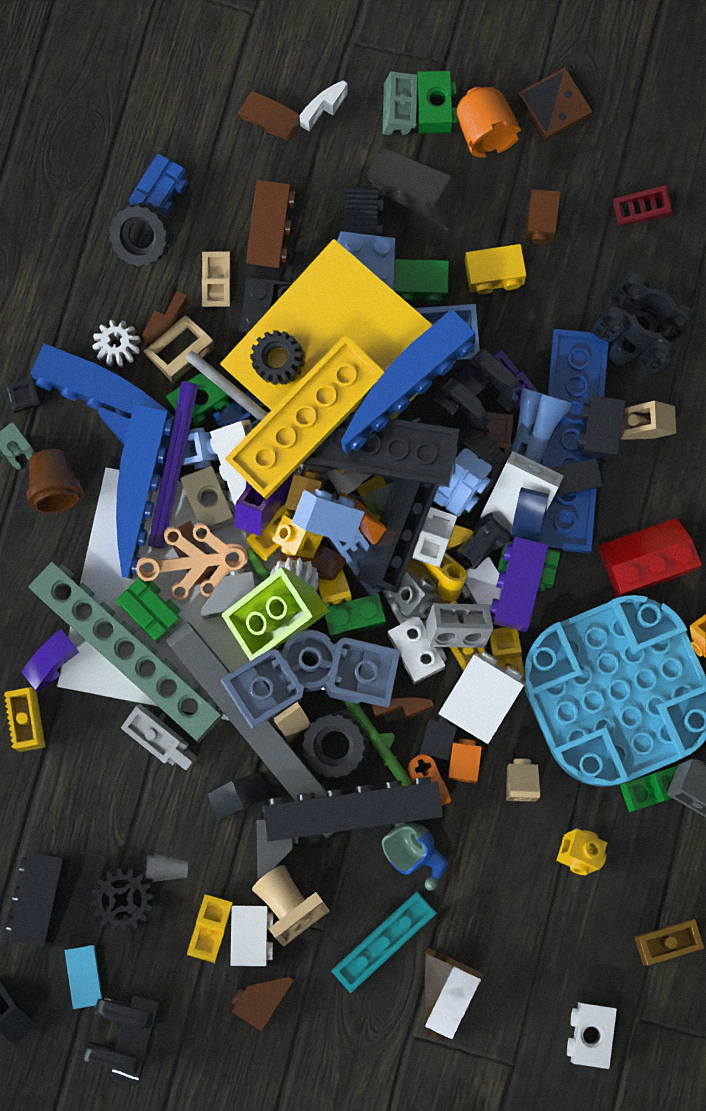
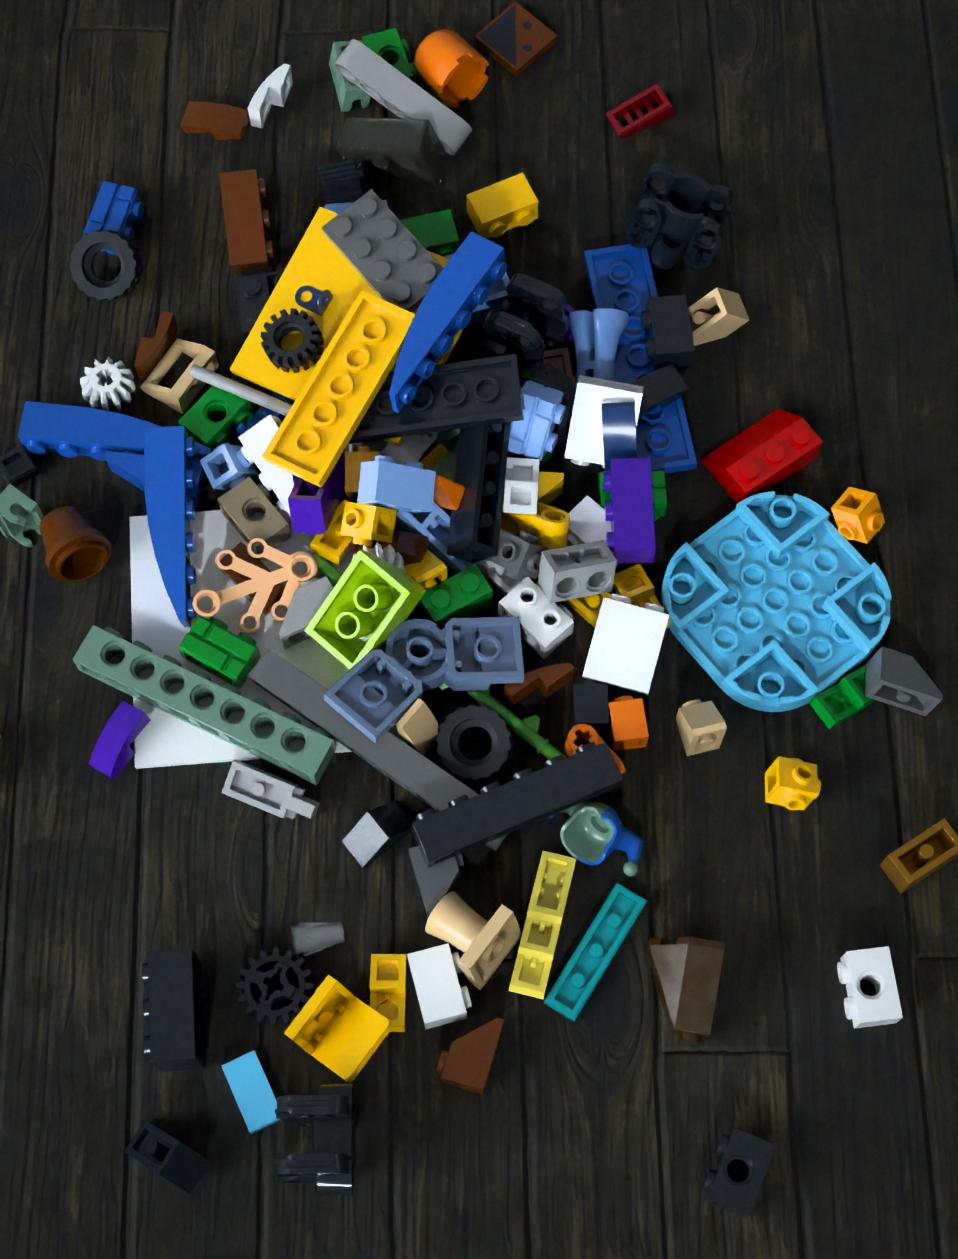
camera: 15 degrees left, 10 degrees down
(24, 719) = (105, 811): yellow brick -> none
(163, 950) = (338, 1029): none -> yellow bracket
(173, 464) = (205, 487): dark purple axle -> none
(216, 279) = (201, 294): tan slope -> none
(309, 326) = (318, 302): none -> dark blue piece
(347, 908) = (542, 925): none -> light yellow slope
(376, 301) = (383, 251): none -> dark grey plate
(436, 141) = (400, 94): none -> light grey beam
(489, 536) = (579, 474): black piece -> none
(542, 216) = (537, 141): reddish brown slope -> none

